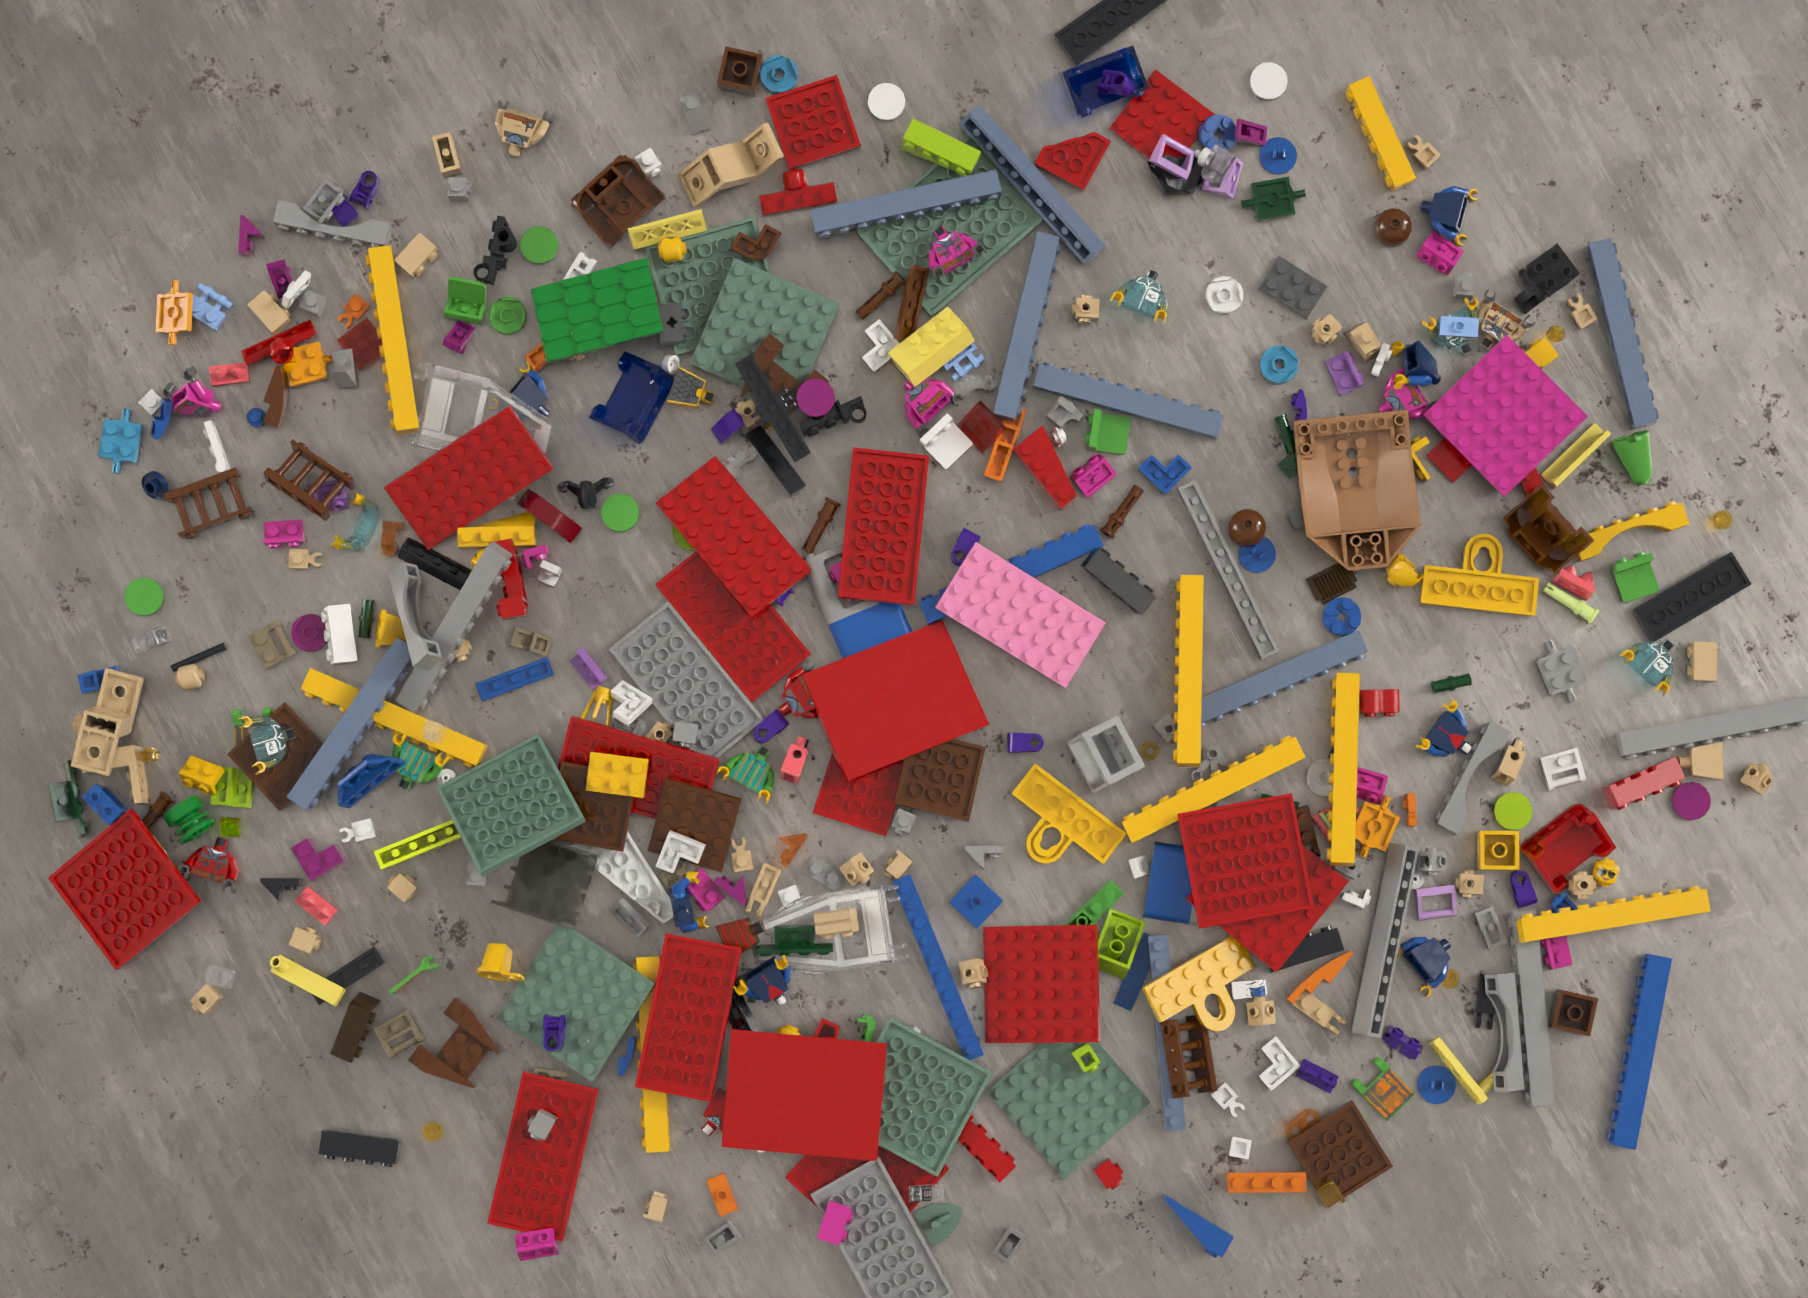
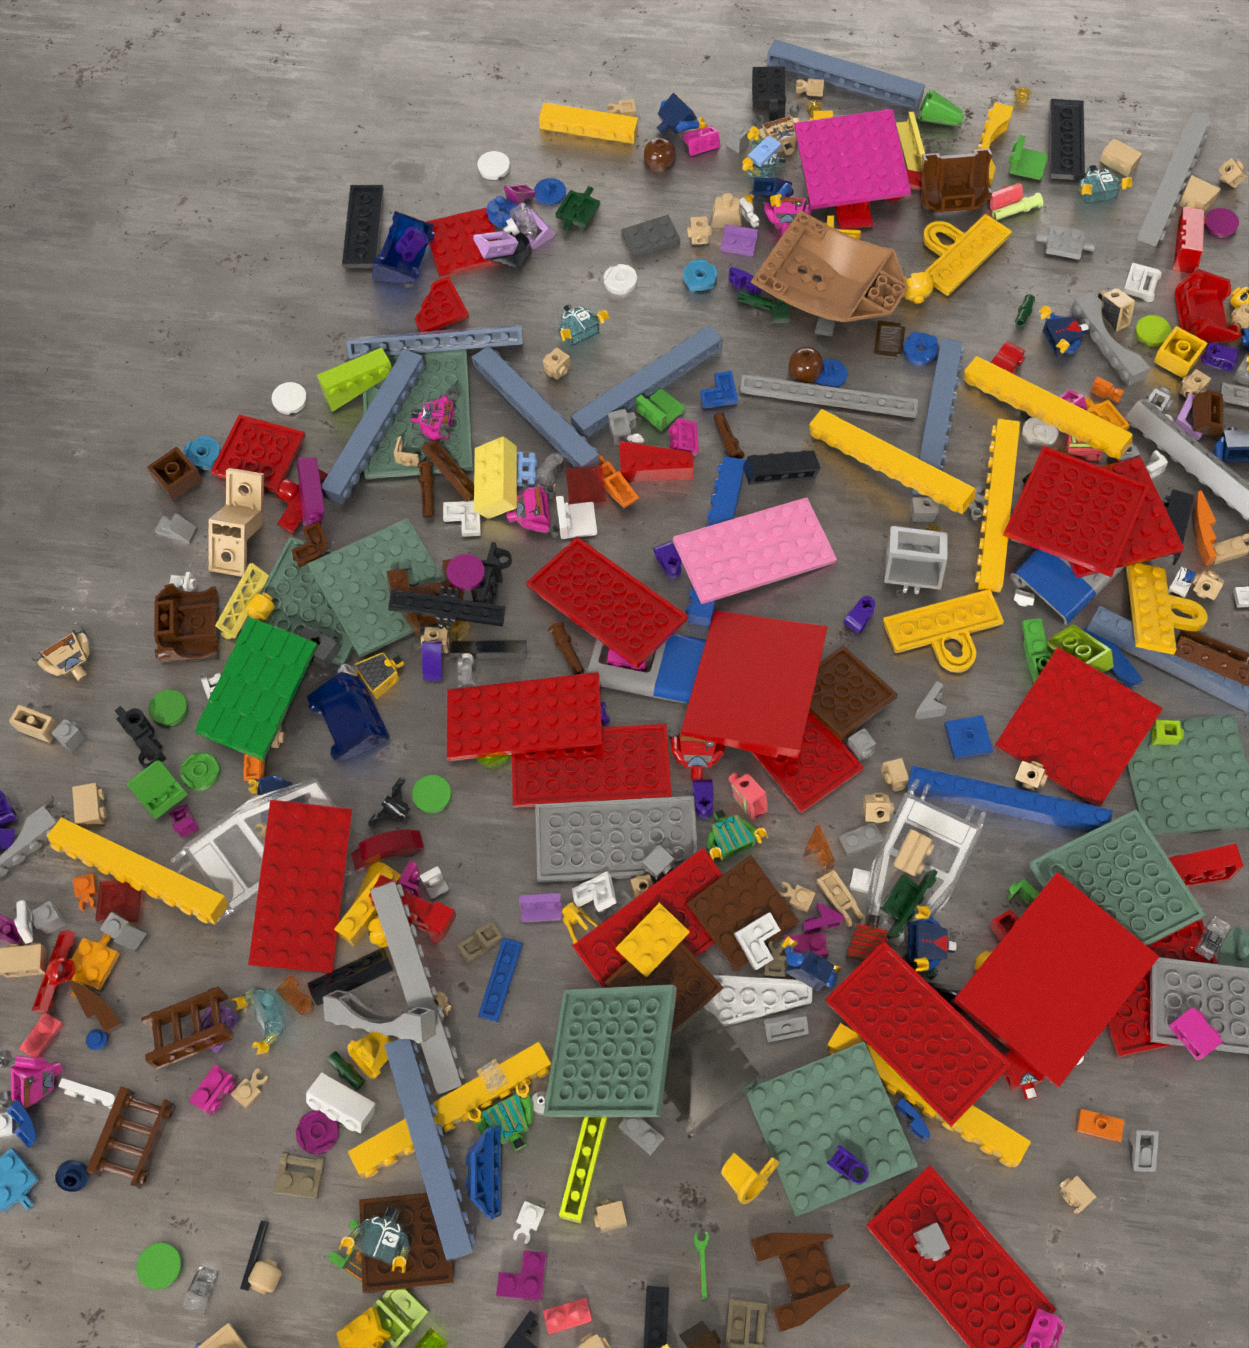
camera: 50 degrees left, 20 degrees down
(802, 203) = (310, 491): none -> magenta slope
(892, 256) = (404, 458): none -> tan bracket
(1441, 915) = (1208, 413): none -> reddish brown slope

